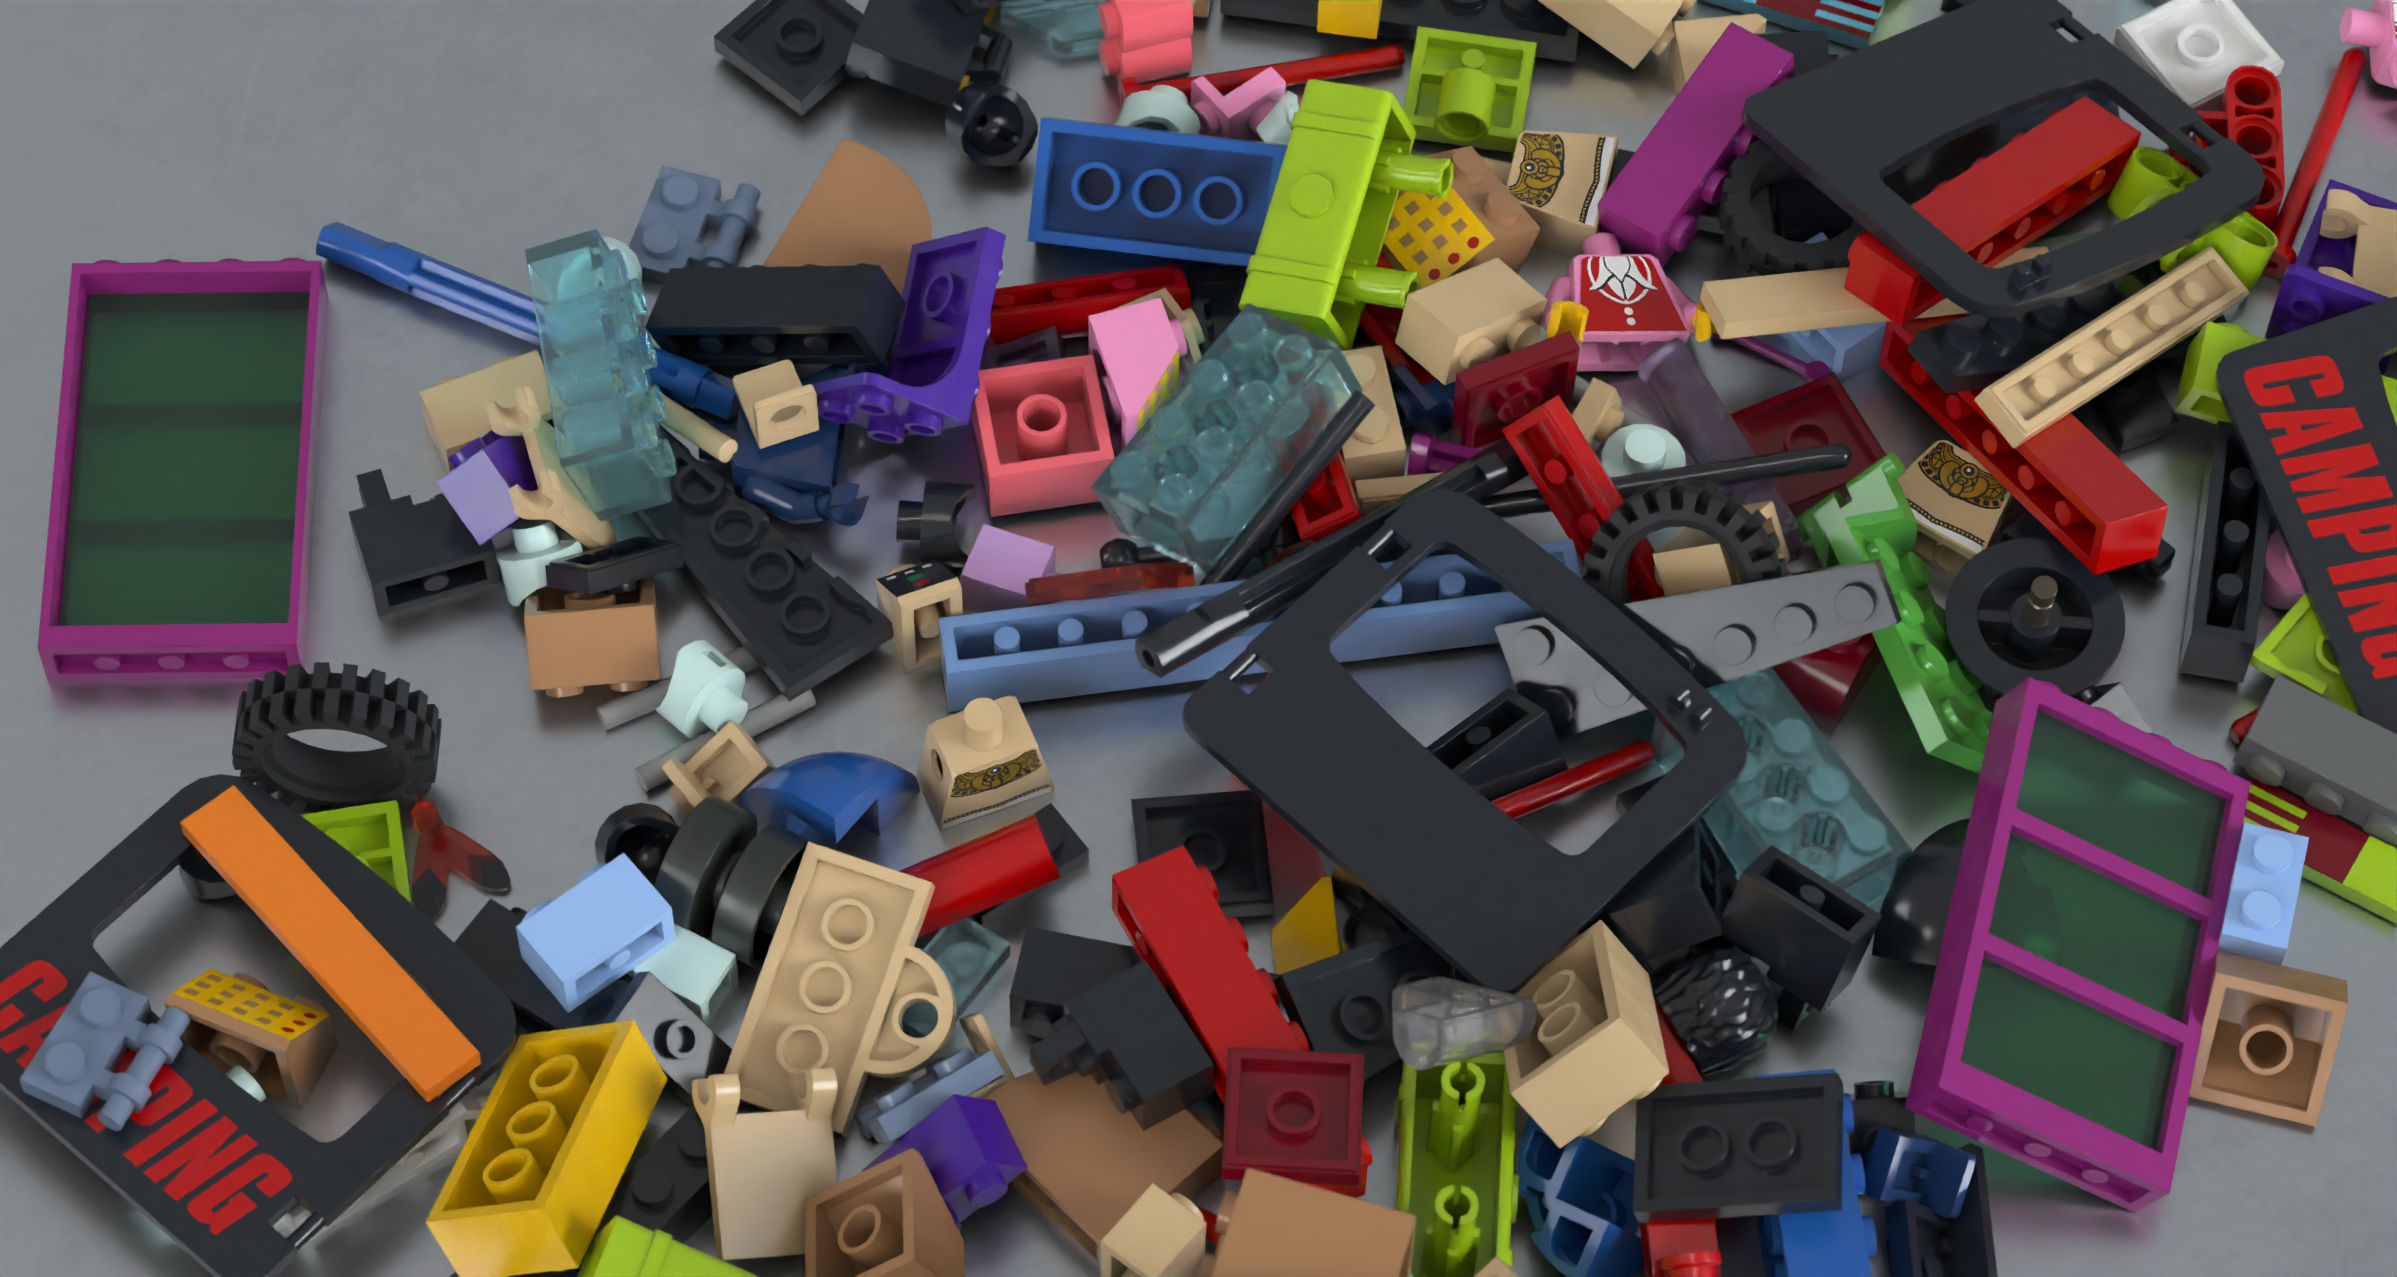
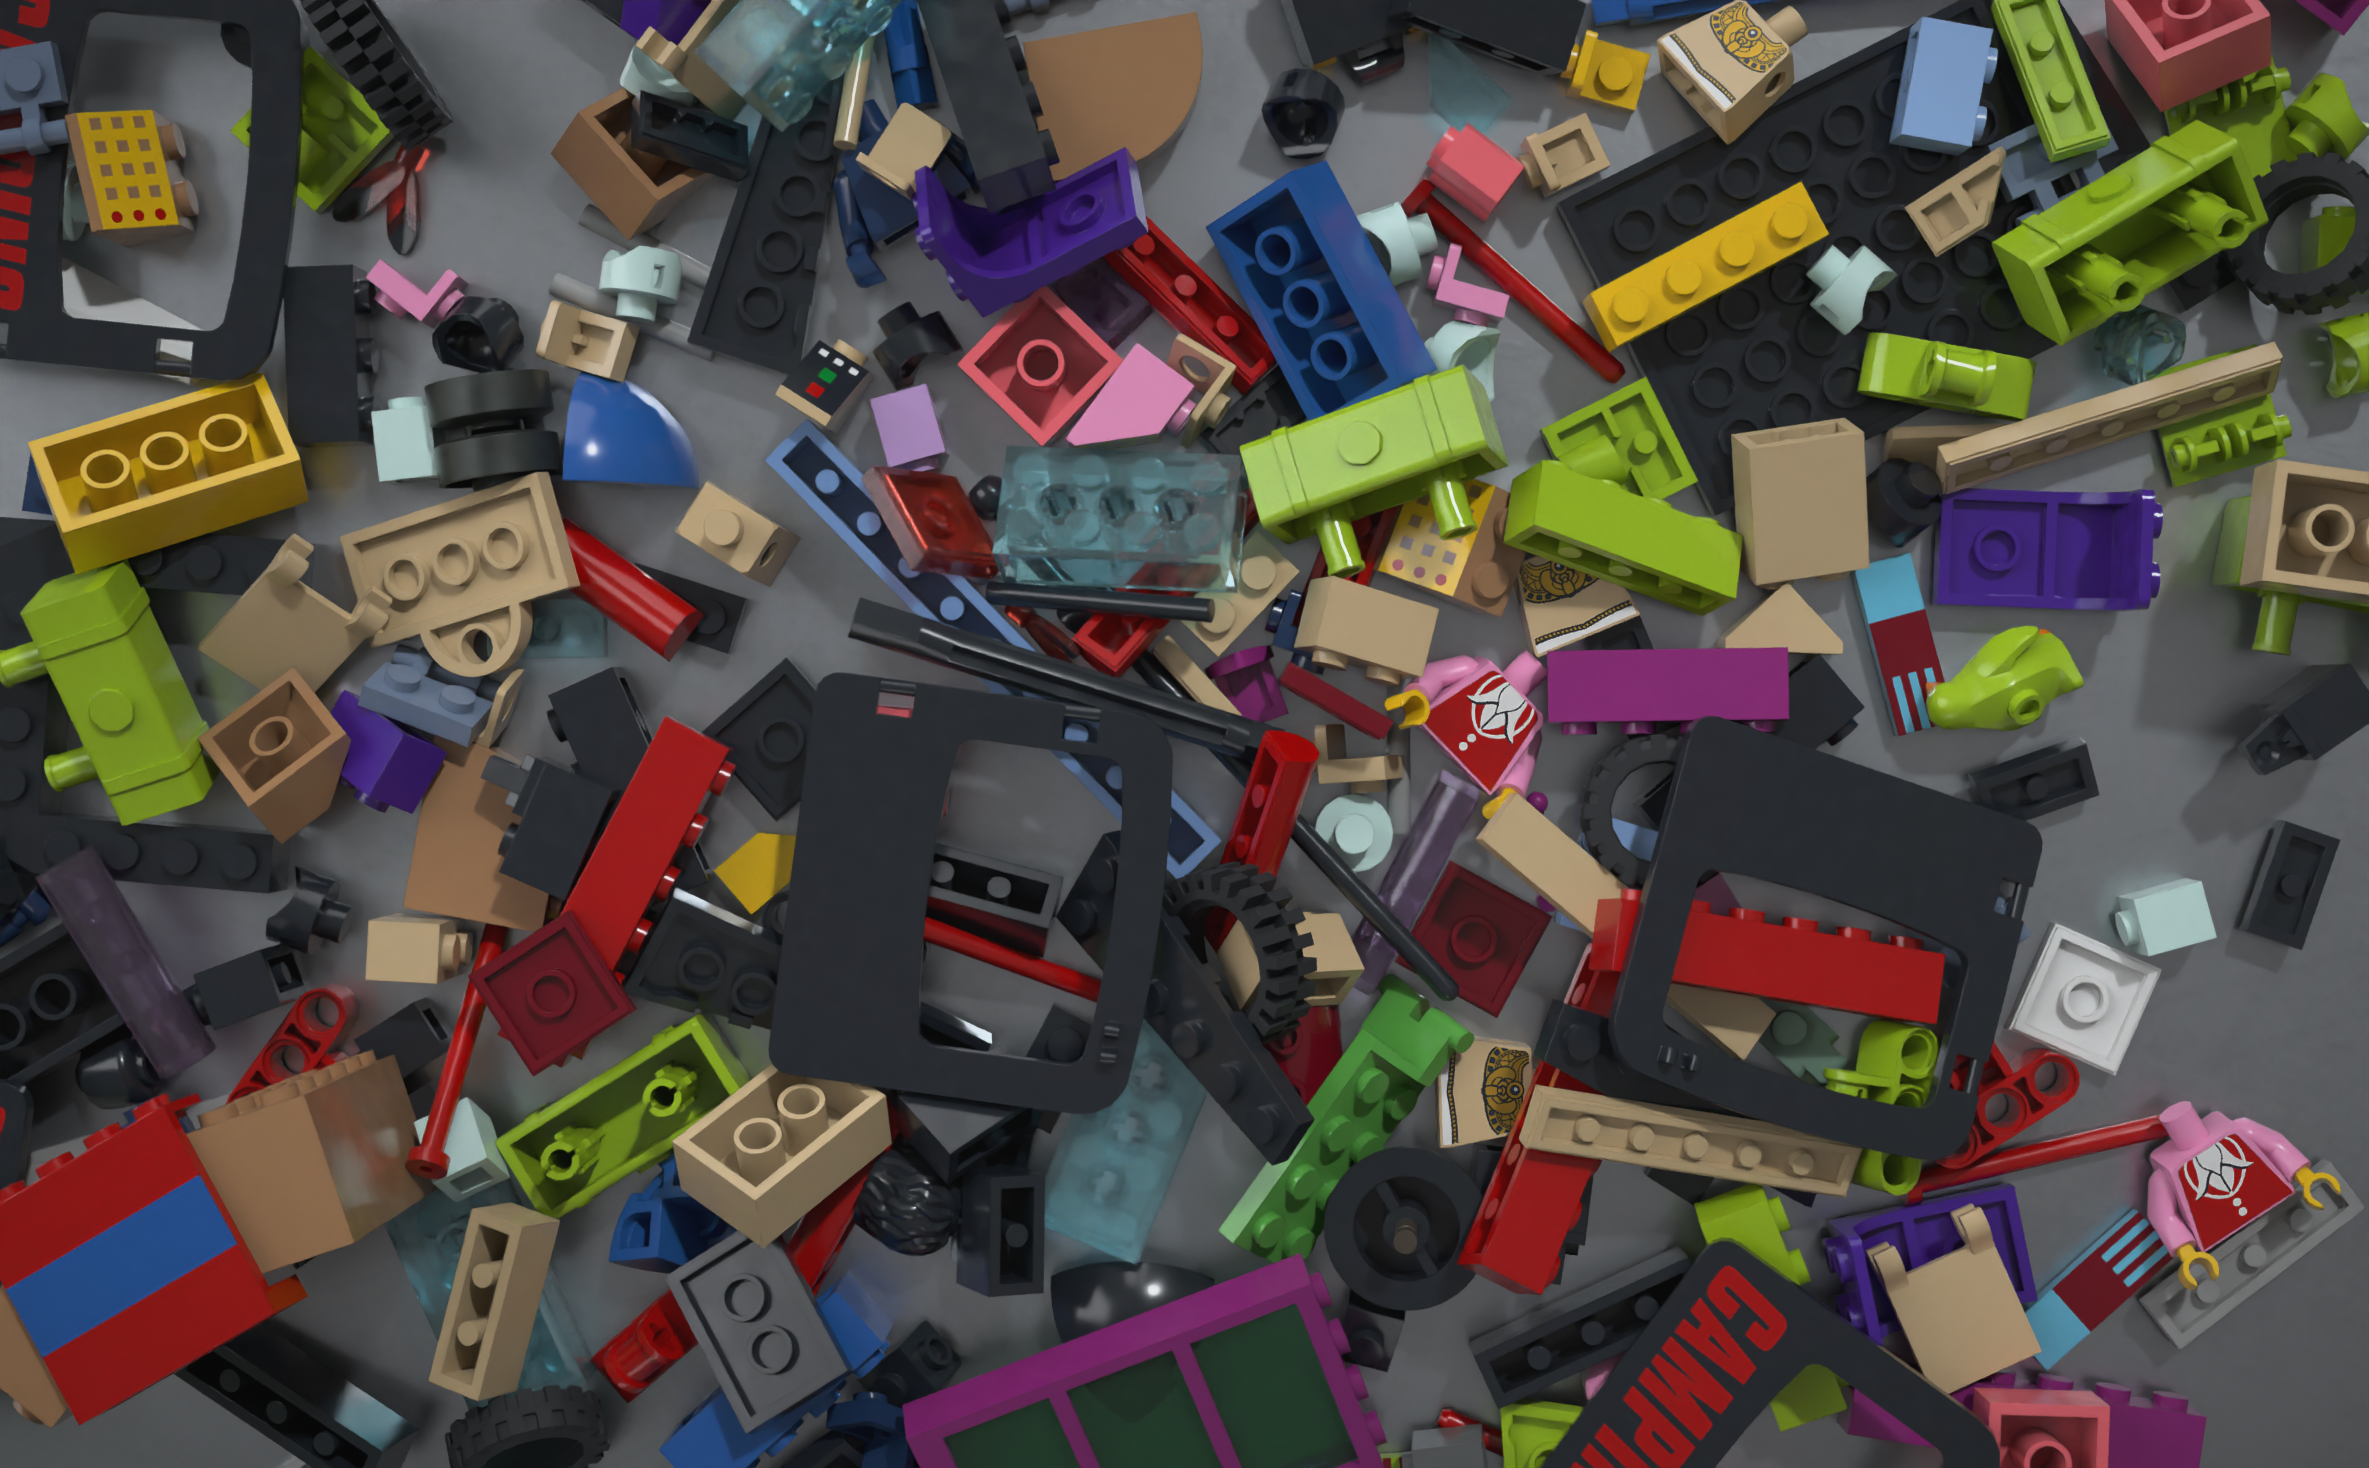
camera: 60 degrees right, 30 degrees up
(331, 943) = (208, 188): orange tile -> none
(553, 879) = (403, 296): none -> bright pink bracket
(595, 931) = (362, 368): light blue brick -> none
(673, 1032) = (343, 476): plate -> none
(1455, 1021) = (722, 1064): clear brick -> none
(1543, 99) = (1623, 537): none -> lime brick

